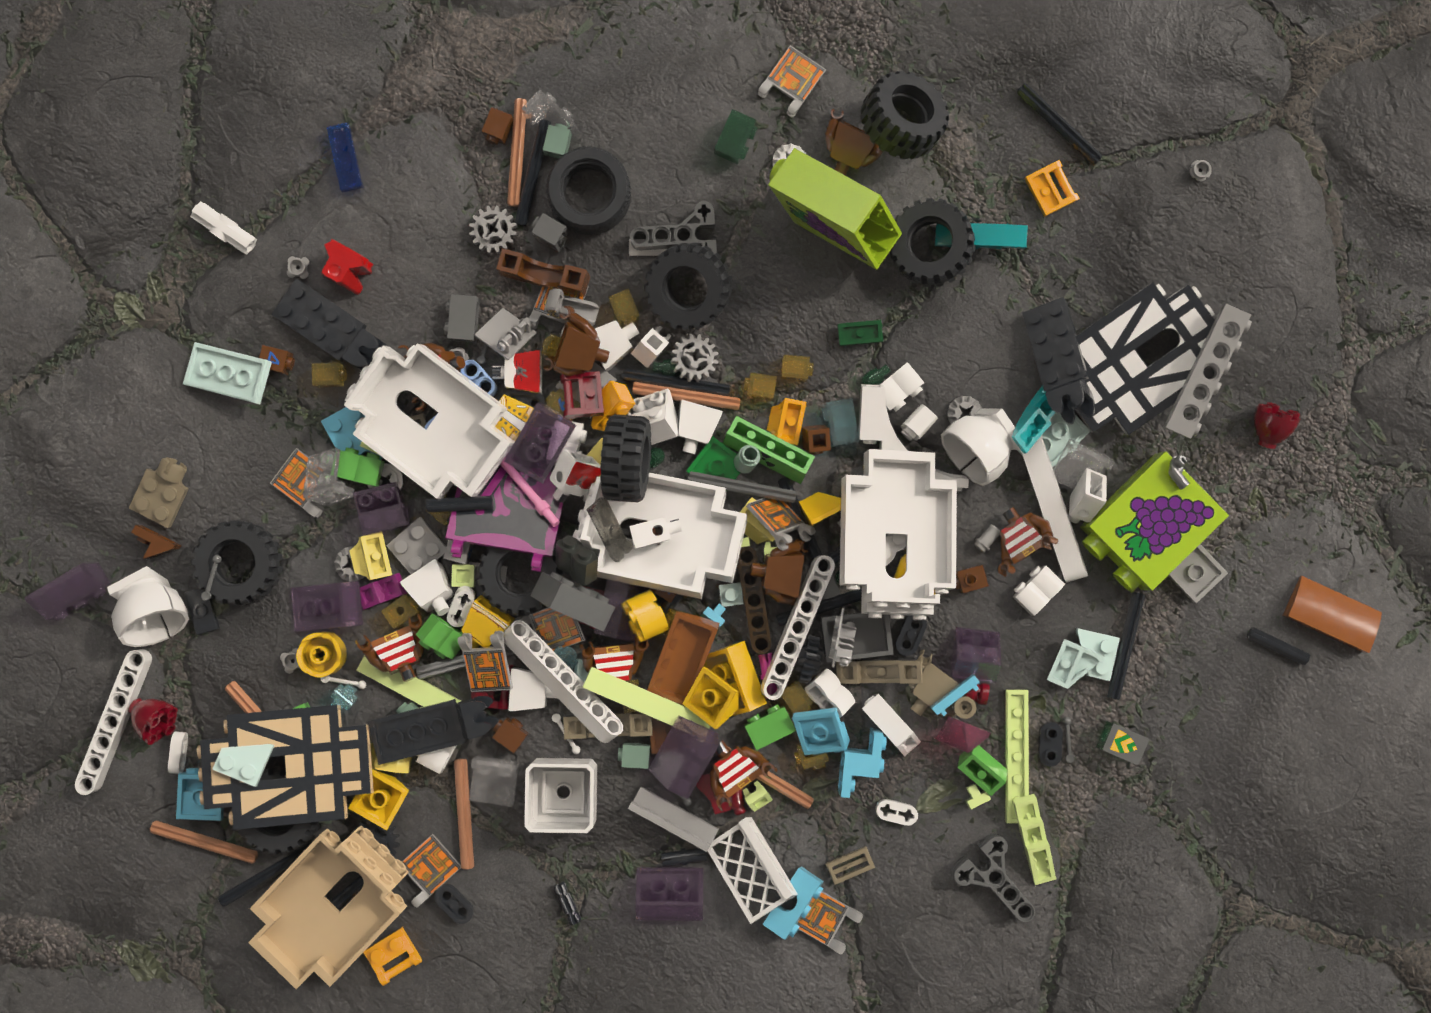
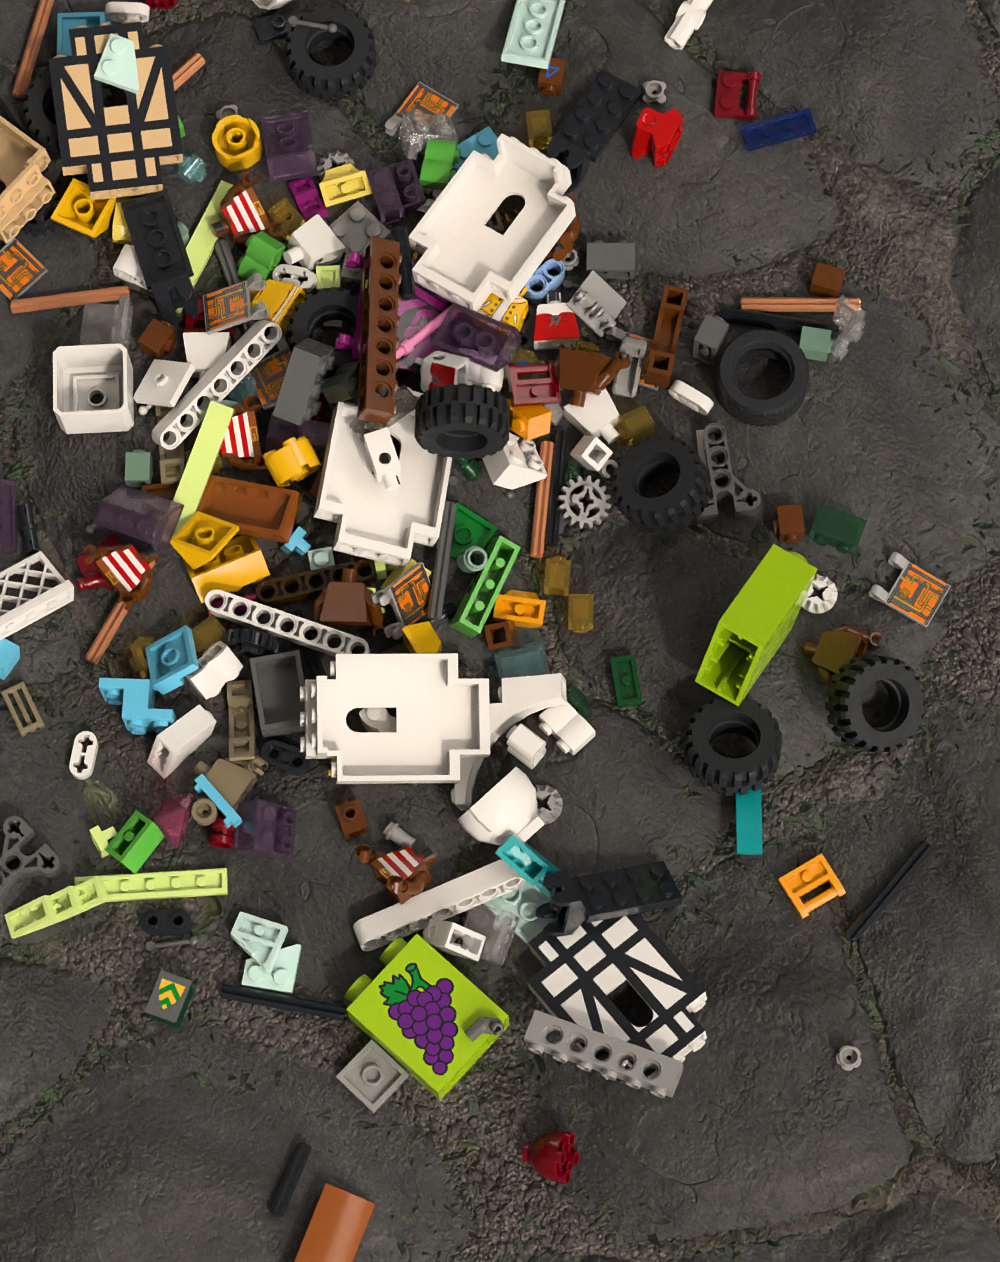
camera: 90 degrees right, 15 degrees down
(303, 199) = (729, 95): none -> dark red plate
(361, 684) = (211, 153): white hinge -> none
(498, 222) = (717, 292): light grey gear -> none
(556, 729) = (164, 383): none -> white plate
(600, 256) = (691, 397): none -> white beam
(609, 541) = (380, 270): none -> reddish brown brick
(673, 818) = (69, 513): light grey fence -> none
(696, 424) = (509, 509): white torso -> none
(726, 179) = (789, 523): none -> reddish brown brick
(758, 798) = (95, 602): yellowish green tile -> none
(769, 727) = (173, 607): bright green brick -> none
(842, 641) = (271, 663): light grey hinge -> none
(1038, 590) = (342, 895): white brick -> none

